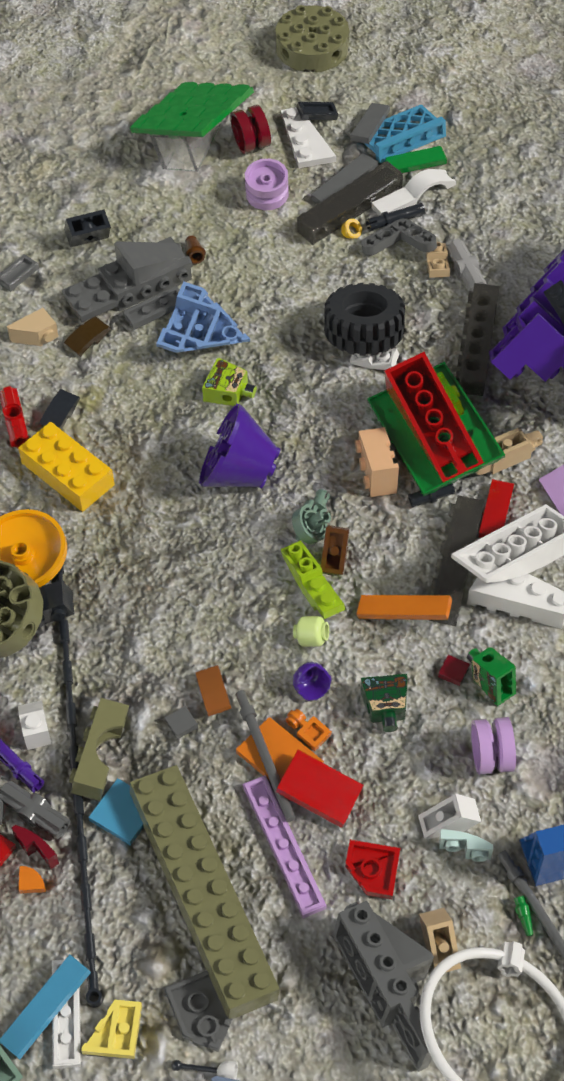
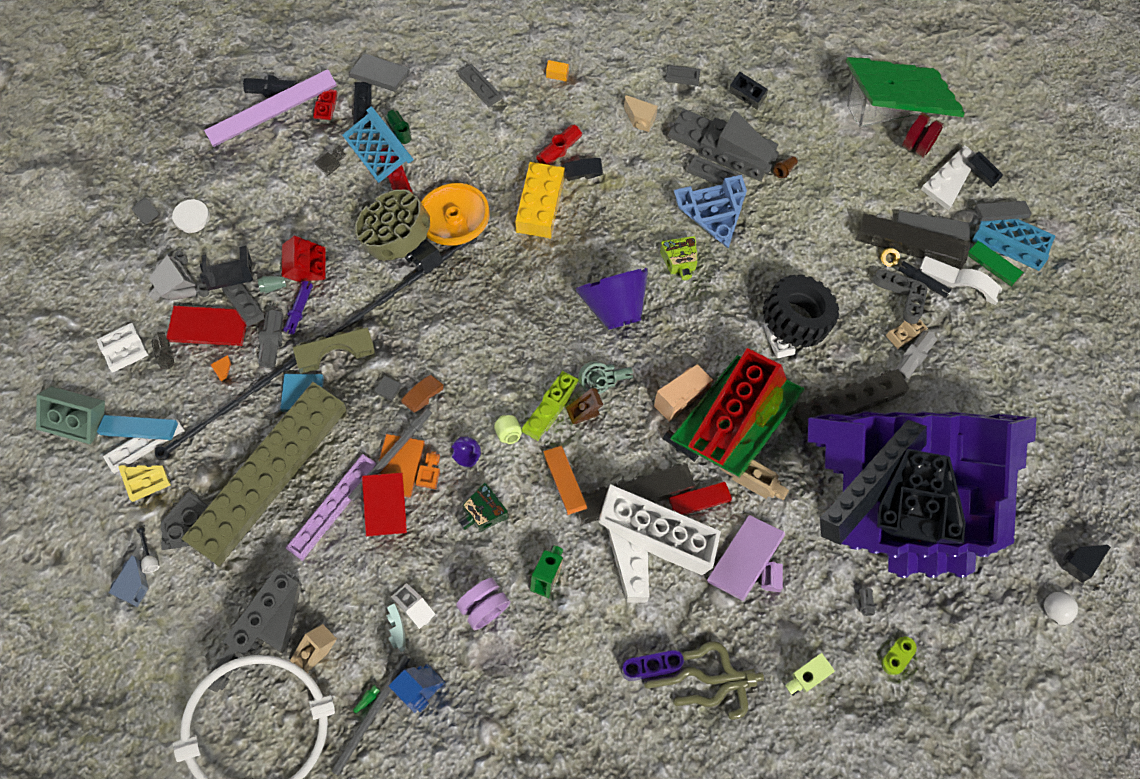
camera: 55 degrees right, 10 degrees up
(31, 843) = (246, 351): dark red slope -> none
(34, 725) = (332, 300): white slope -> none
(89, 332) = (663, 147): dark brown slope -> none
(266, 184) = (881, 176): lavender wheel -> none
(312, 38) = (1054, 124): olive brick -> none
(373, 867) = (345, 574): red plate -> none
(454, 670) = (538, 543): dark red tile -> none

